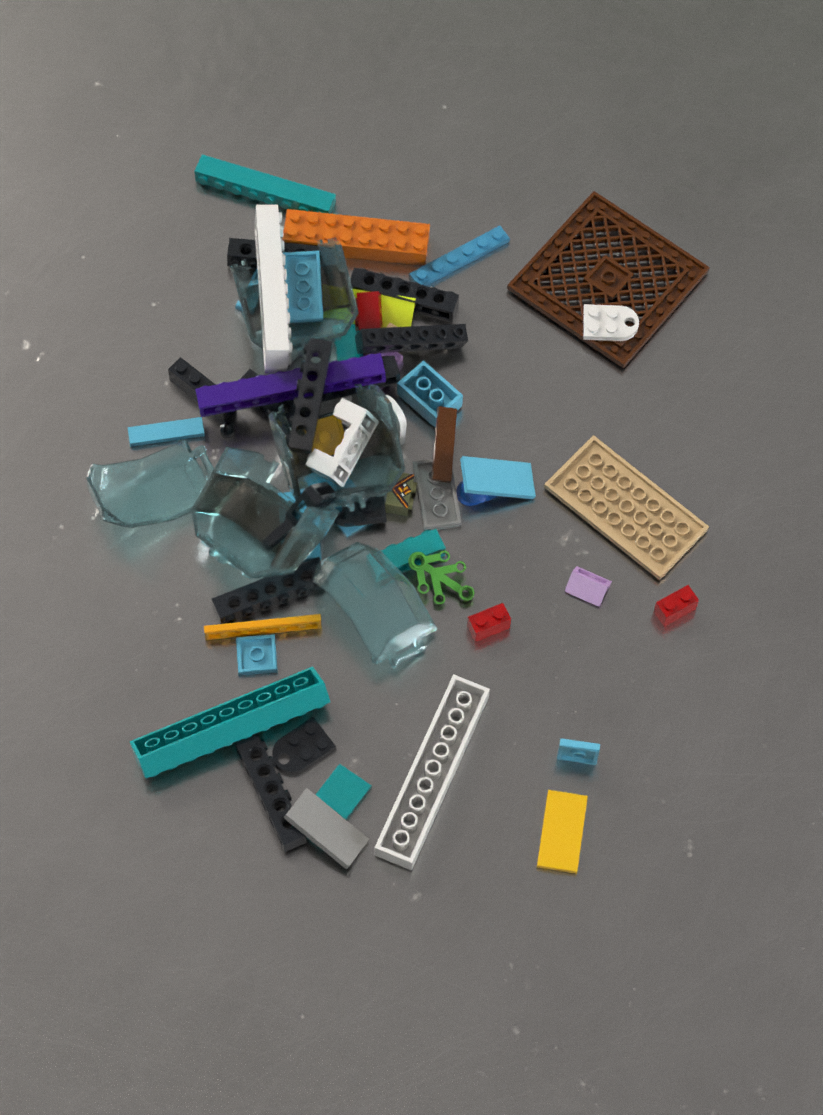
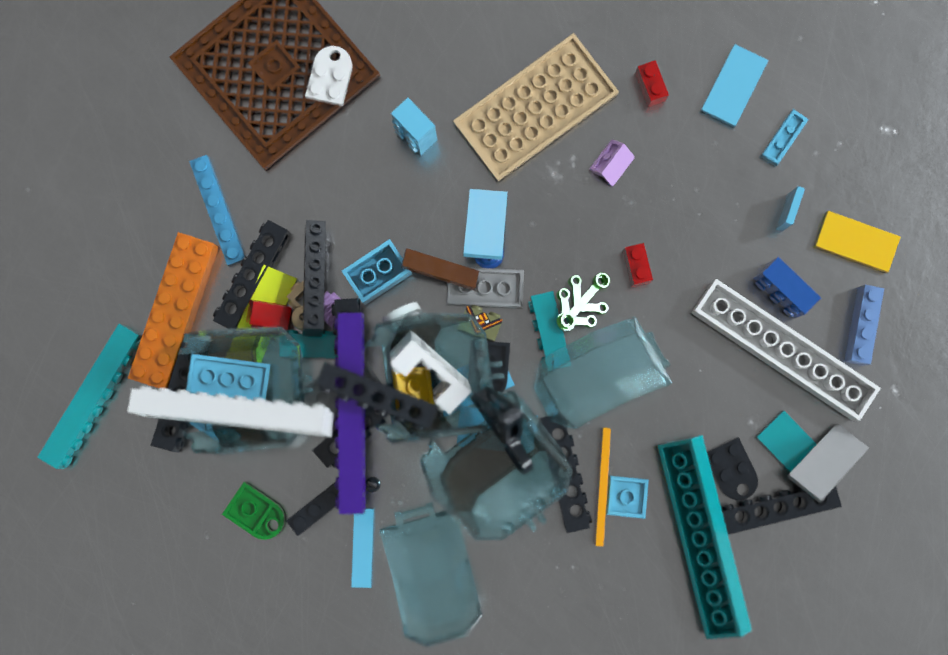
camera: 70 degrees left, 20 degrees up
(184, 335) = (253, 512): none -> green plate
(475, 846) = (864, 325): none -> medium blue brick
(495, 760) = (786, 288): none -> blue brick
(575, 396) = (414, 127): none -> medium azure brick
(654, 744) = (784, 137): none -> medium azure tile
(696, 687) = (734, 85): none -> medium azure tile

